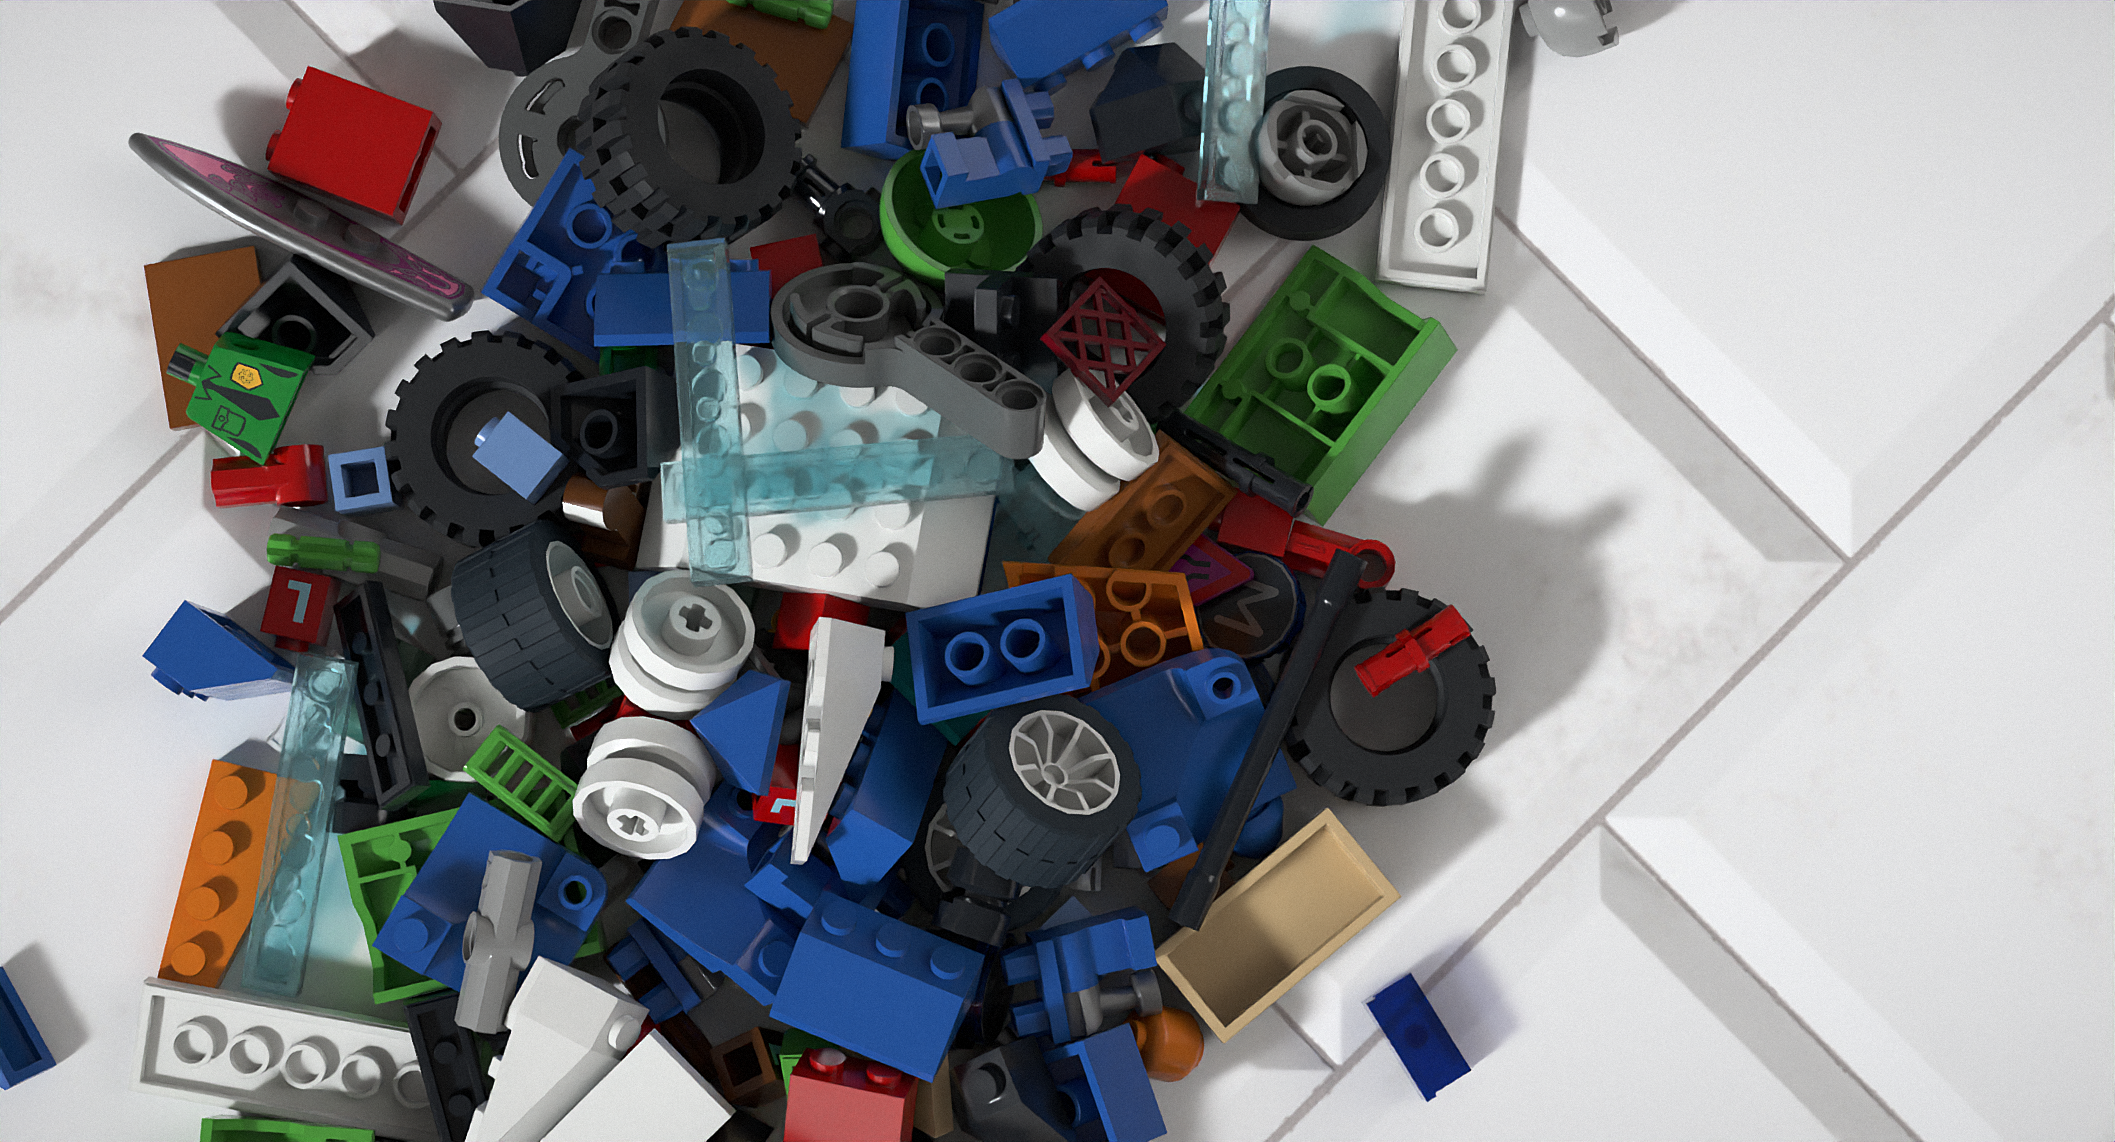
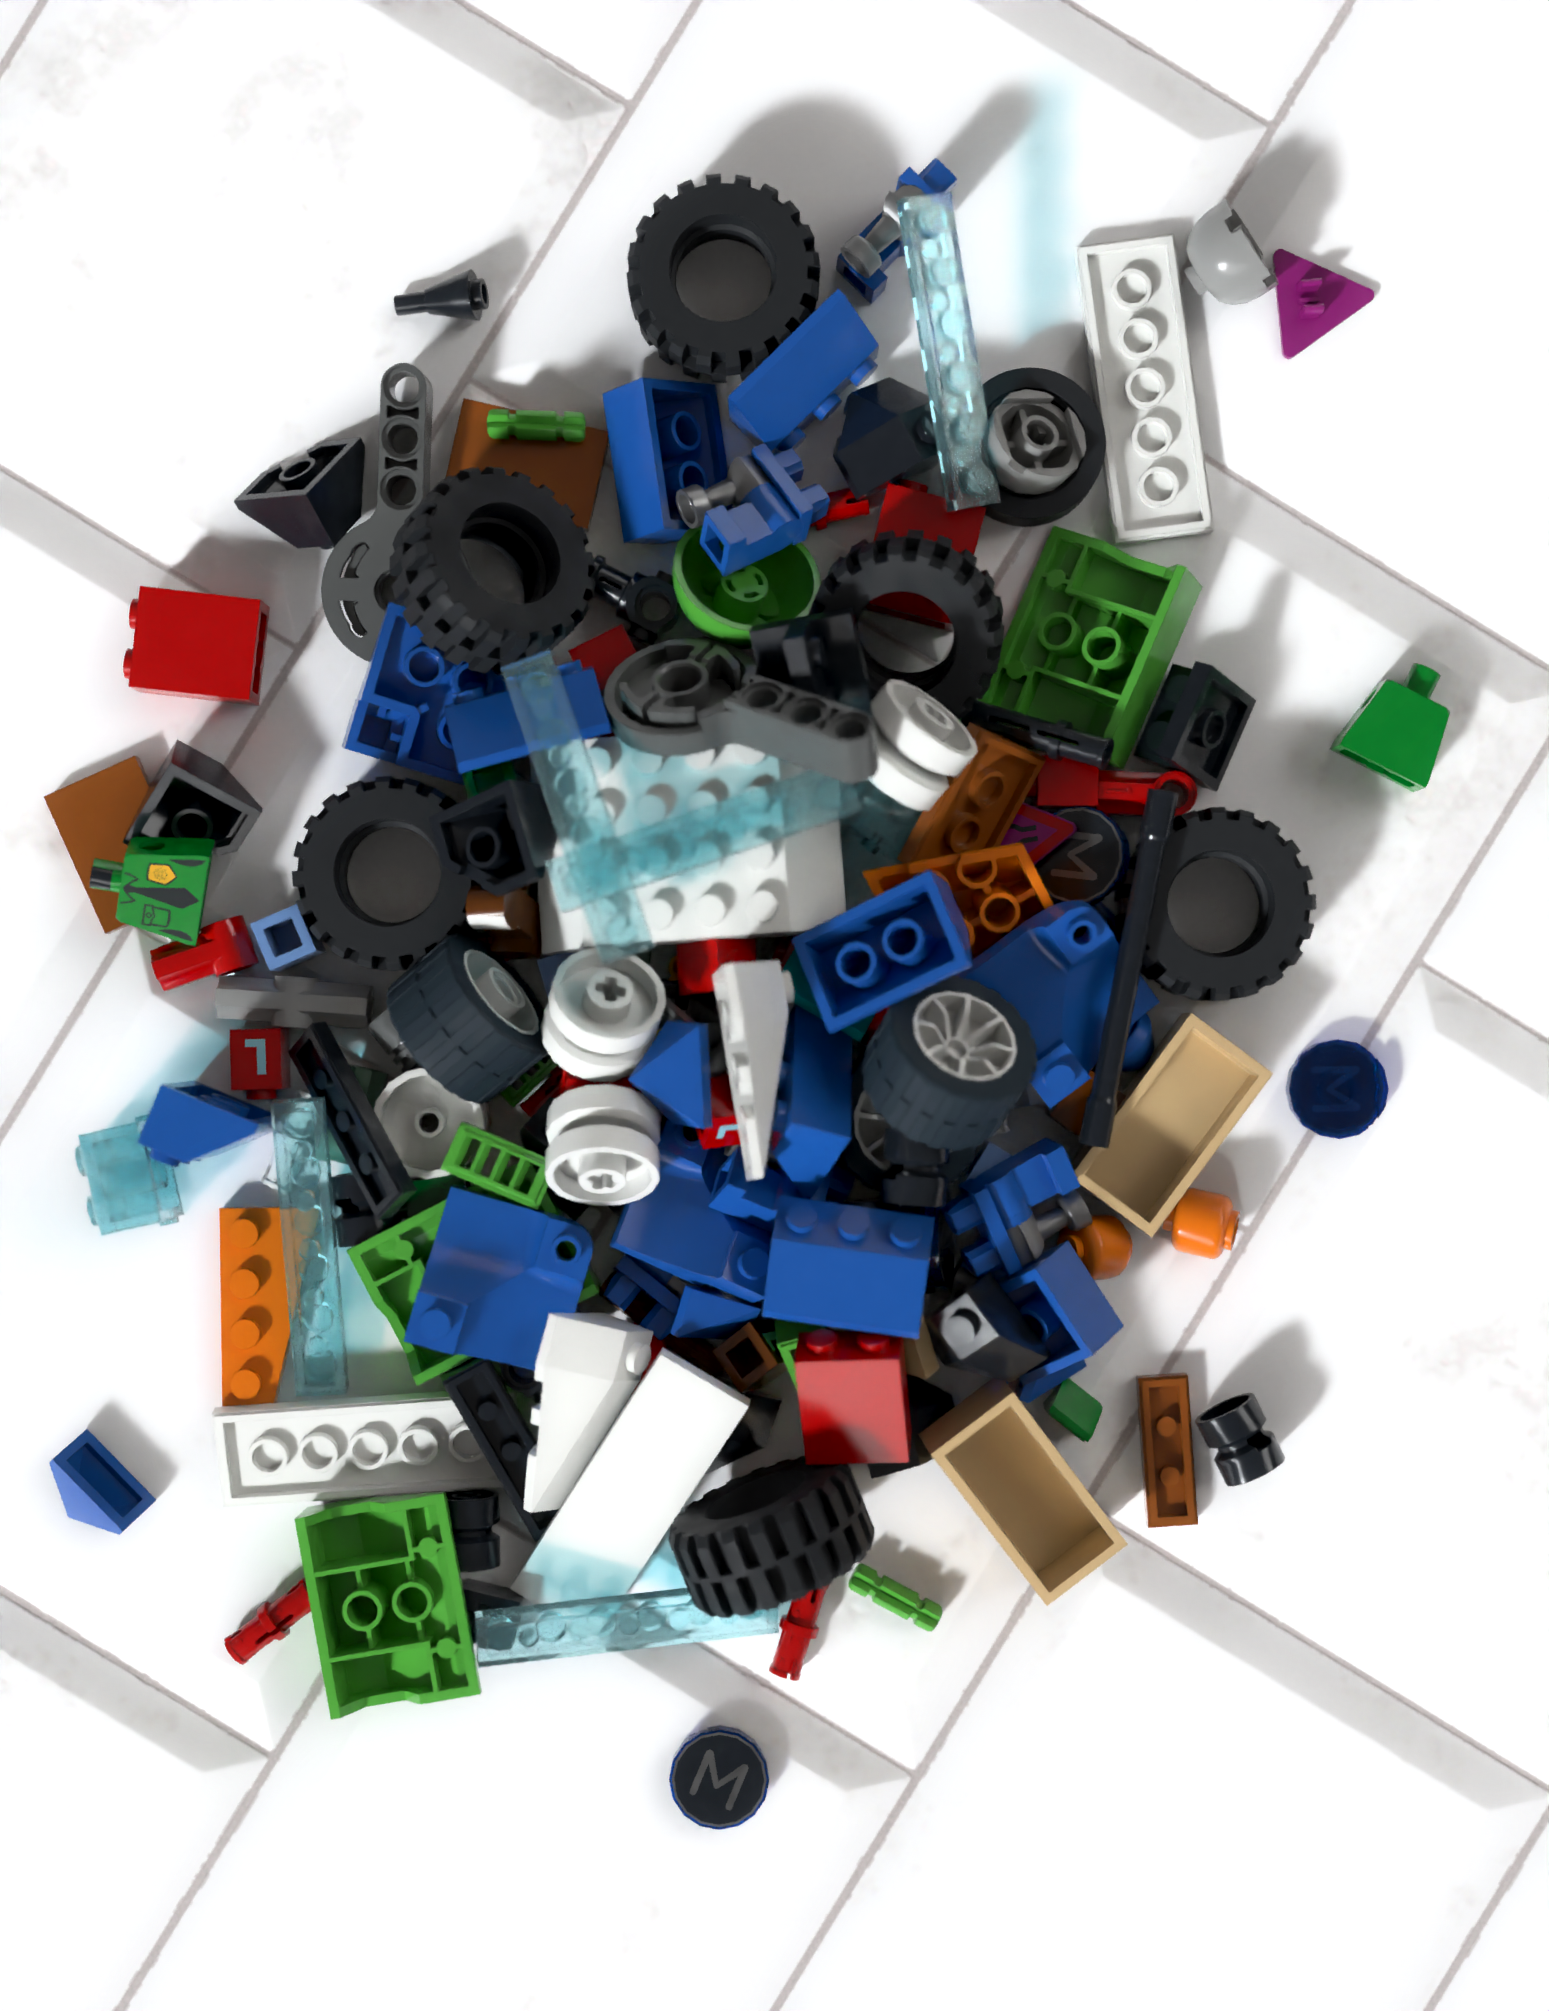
camera: 15 degrees left, 5 degrees up
(119, 700) = (126, 1182): none -> clear light blue brick
(306, 227) = (176, 728): flat silver piece -> none
(323, 553) = (268, 1009): bright green axle -> none
(498, 940) = (511, 1309): light grey piece -> none
(519, 456) = (417, 885): medium blue brick -> none
(718, 1007) = (712, 1313): none -> blue slope
(1081, 366) = (892, 685): dark red window -> none
(1287, 1046) = (1203, 1223): none -> orange head
(1412, 650) = (1235, 860): red pin -> none
(1415, 497) = (1196, 724): none -> black bracket
(1416, 1036) = (1308, 1186): clear blue panel -> none
(1474, 936) = (1336, 1088): none -> clear blue tile
(1634, 557) = (1397, 729): none -> green torso
(1653, 73) = (1312, 301): none -> magenta piece

